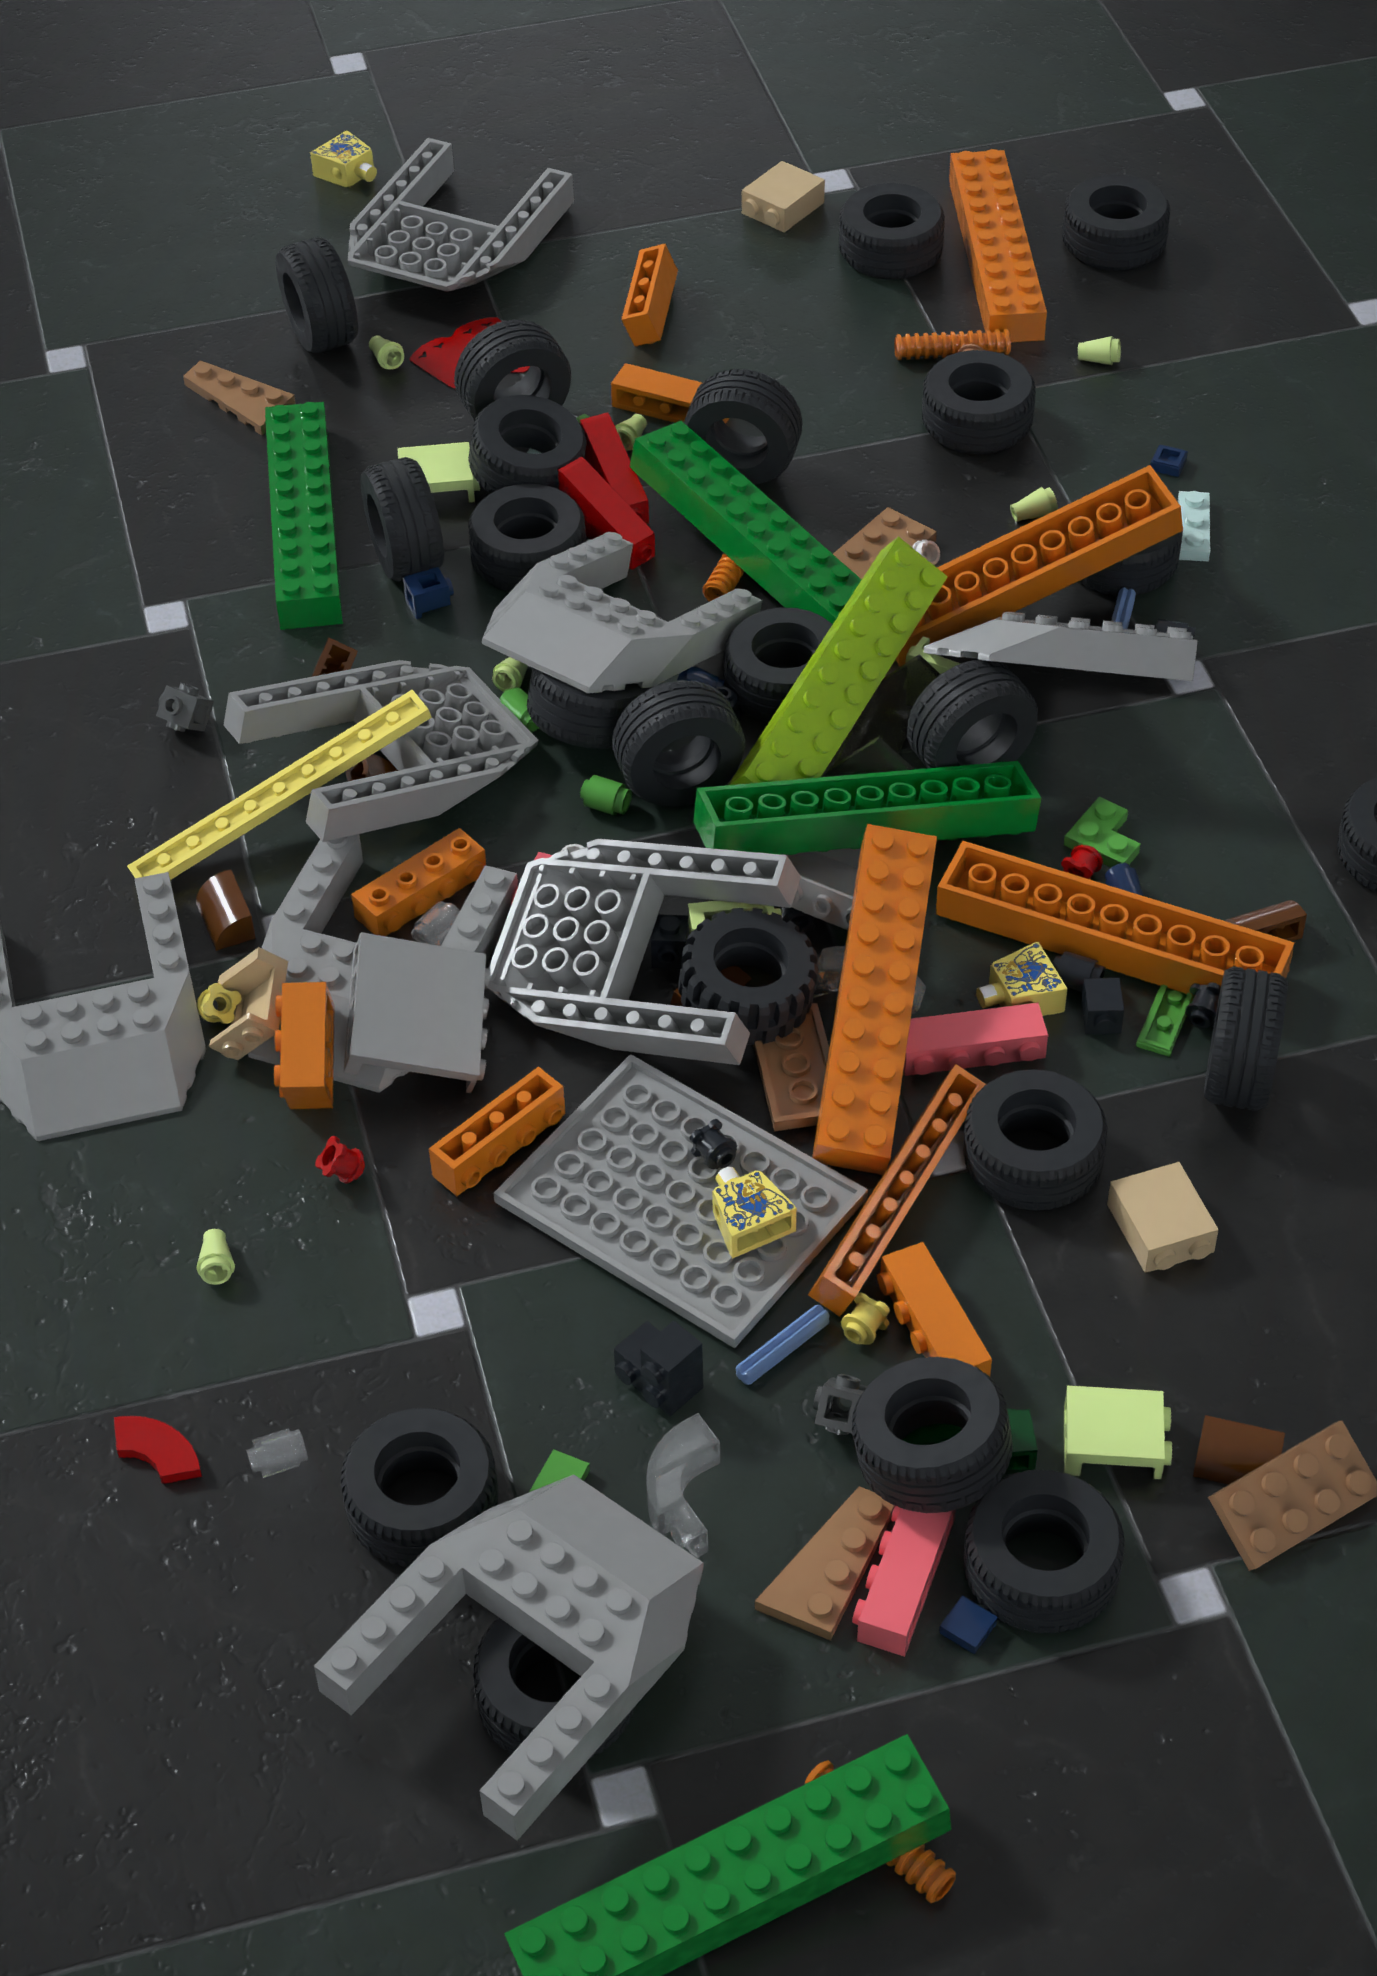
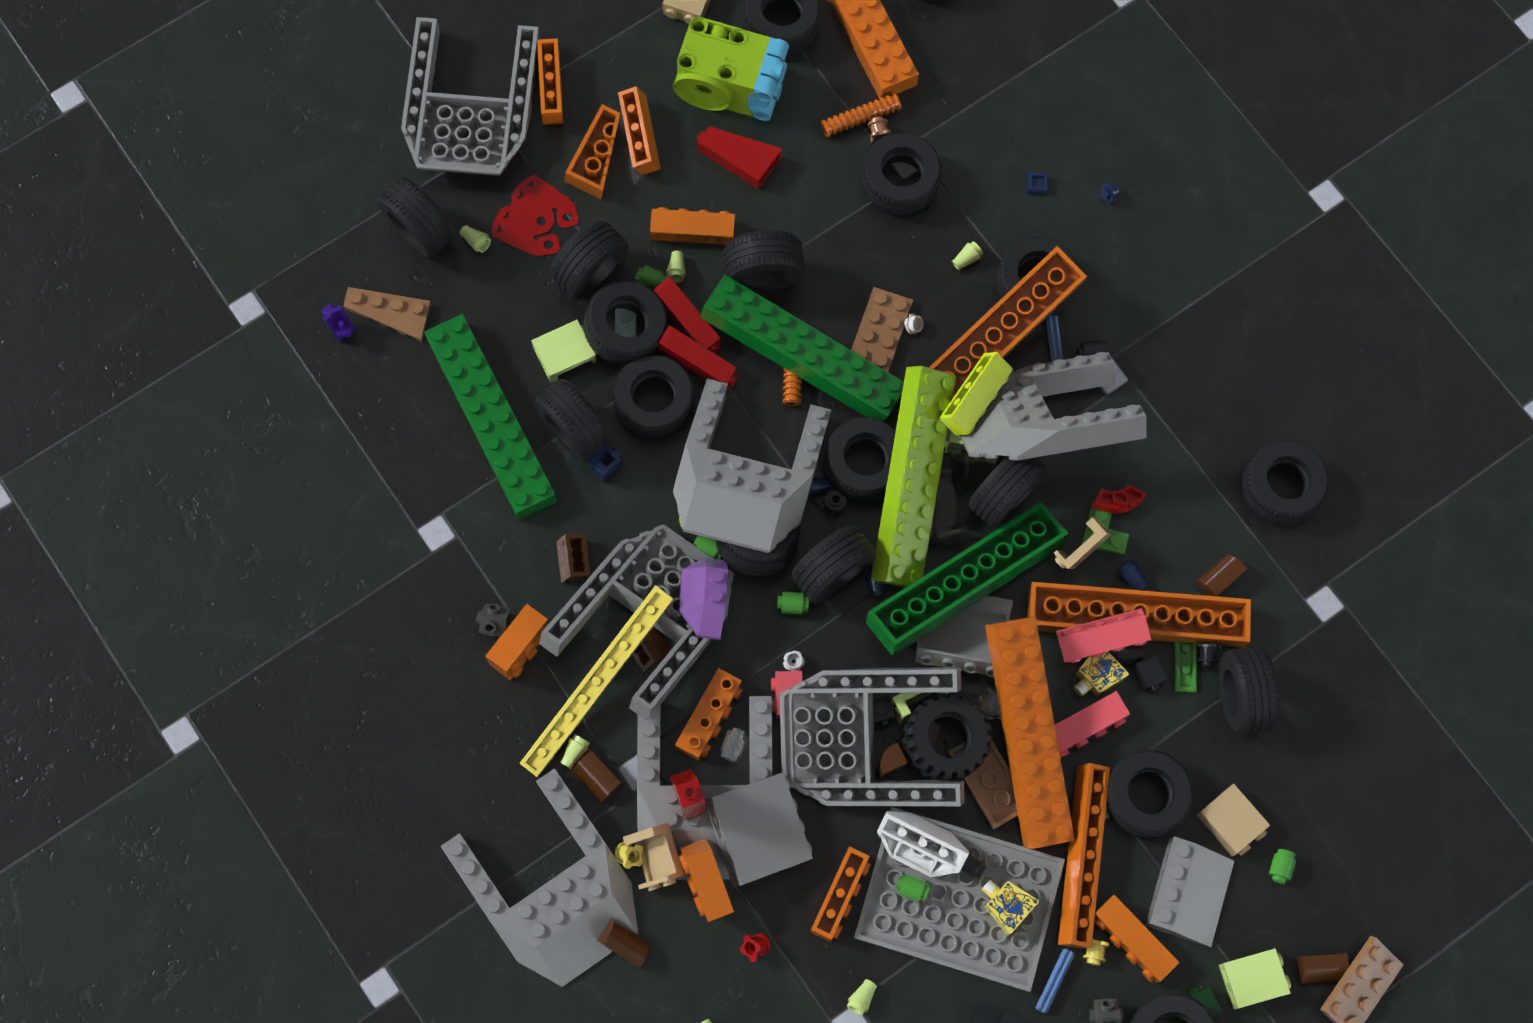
camera: 25 degrees left, 25 degrees up
(149, 1100) = (624, 943): none -> reddish brown brick
(165, 381) = (337, 322): none -> dark purple hips
(192, 735) = (517, 643): none -> orange brick
(210, 868) = (574, 751): none -> yellowish green cone
(328, 914) = (688, 794): none -> red slope
(343, 161) = (358, 47): light yellow torso -> none
(465, 1275) = (861, 998): none -> yellowish green cone
(479, 736) = (704, 596): none -> medium lavender wedge
(561, 231) = (550, 81): none -> orange brick
(582, 301) = (592, 159): none -> orange wedge
(611, 1147) = (912, 887): none -> bright green brick
(643, 1094) = (921, 844): none -> white wedge
(652, 981) = (891, 762): none -> reddish brown brick
(772, 346) = (740, 155): none -> red slope
(795, 254) = (730, 69): none -> lime piece
(967, 599) = (976, 393): none -> neon yellow brick
(1042, 919) = (1103, 635): none -> coral brick
(1052, 1289) = (1190, 892): none -> light grey slope
(1061, 823) = (1100, 535): none -> tan panel
(1083, 861) = (1101, 565): red brick -> none
(1101, 350) = (960, 91): yellowish green cone -> none
(1140, 801) = (1119, 501): none -> red tile
(1196, 525) = (1072, 237): light aqua plate -> none
(1221, 1298) = (1282, 866): none -> bright green brick
(1267, 486) = (1109, 192): none -> dark blue plate

